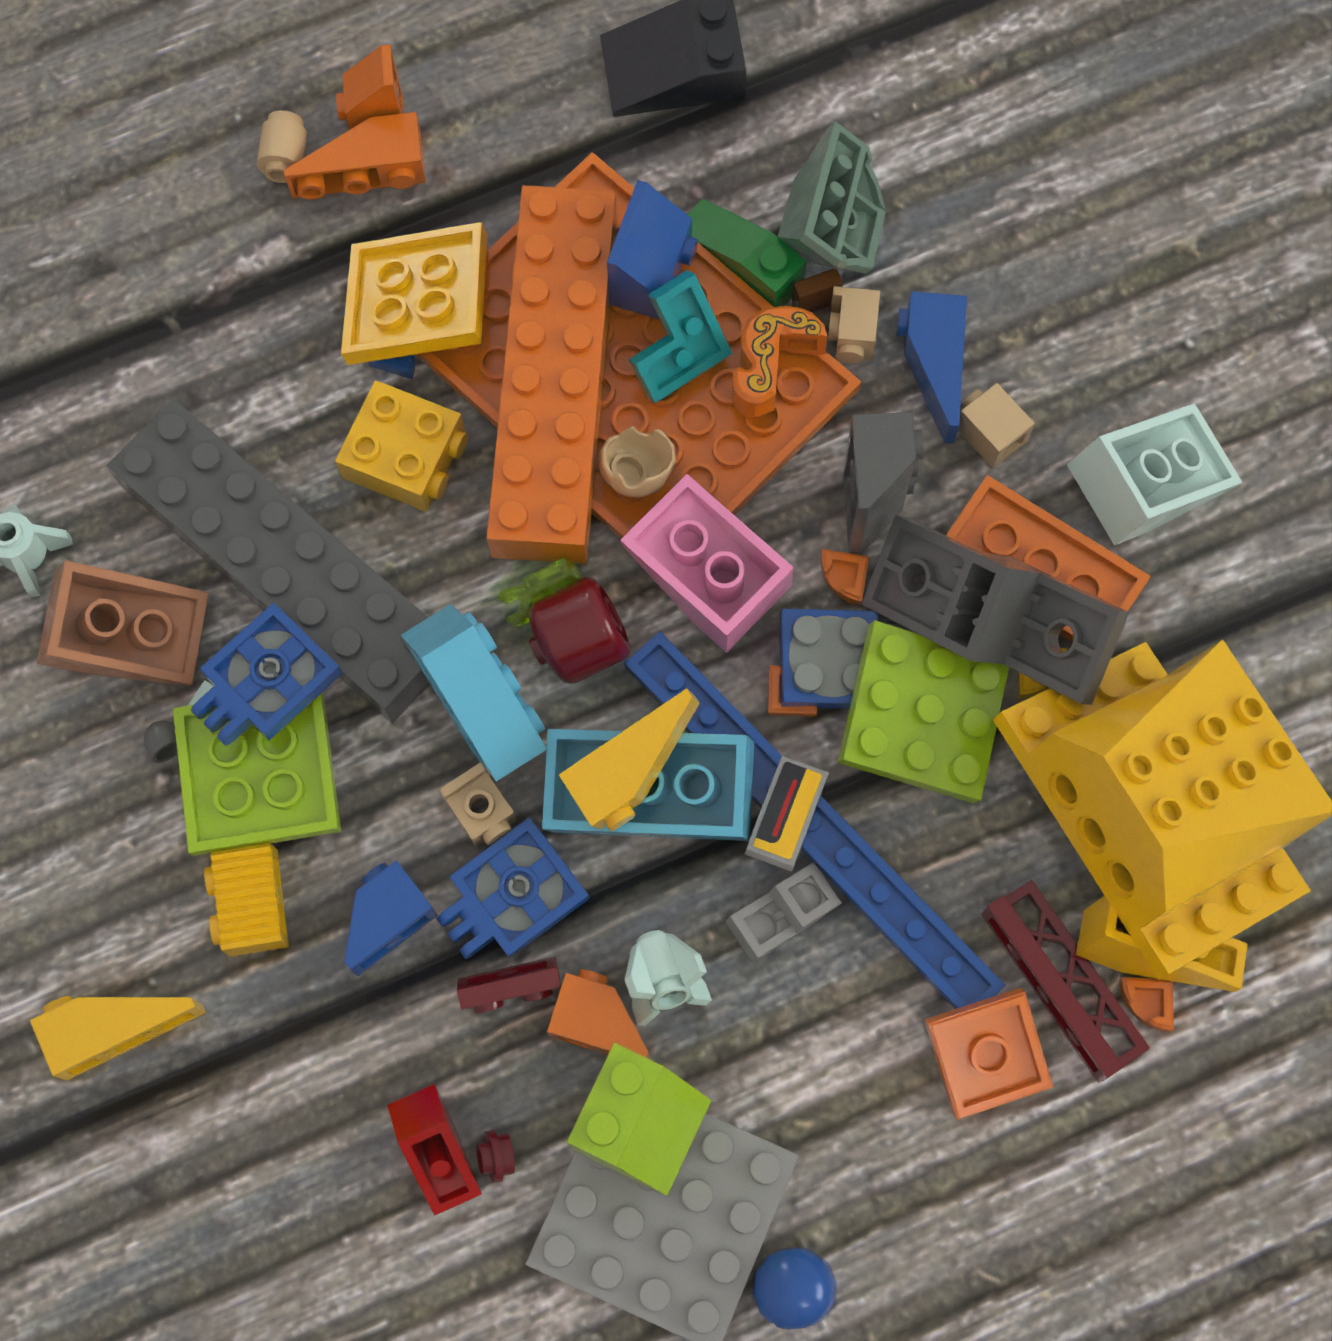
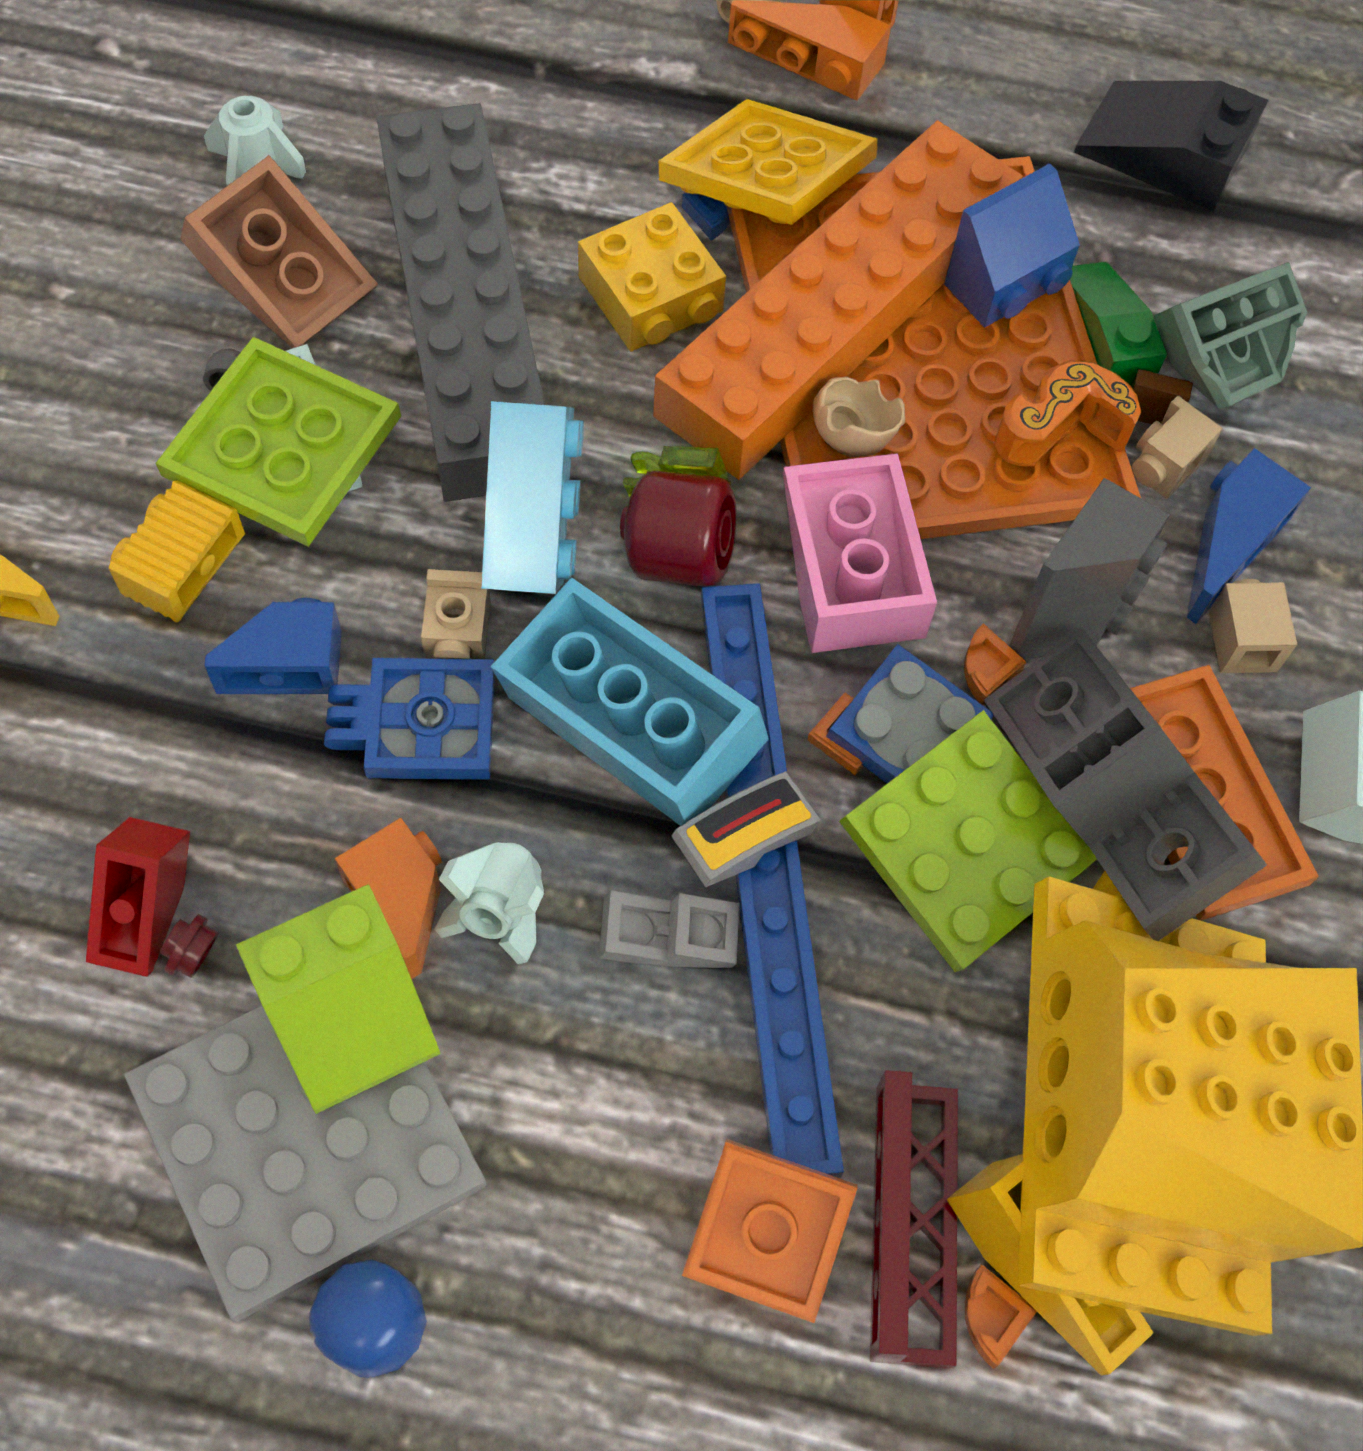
camera: 30 degrees right, 10 degrees down
(263, 677) = (349, 358): blue piece -> none
(489, 989) = (317, 787): dark red plate -> none
(625, 768) = (615, 651): yellow slope -> none
(691, 343) = (998, 350): teal plate -> none

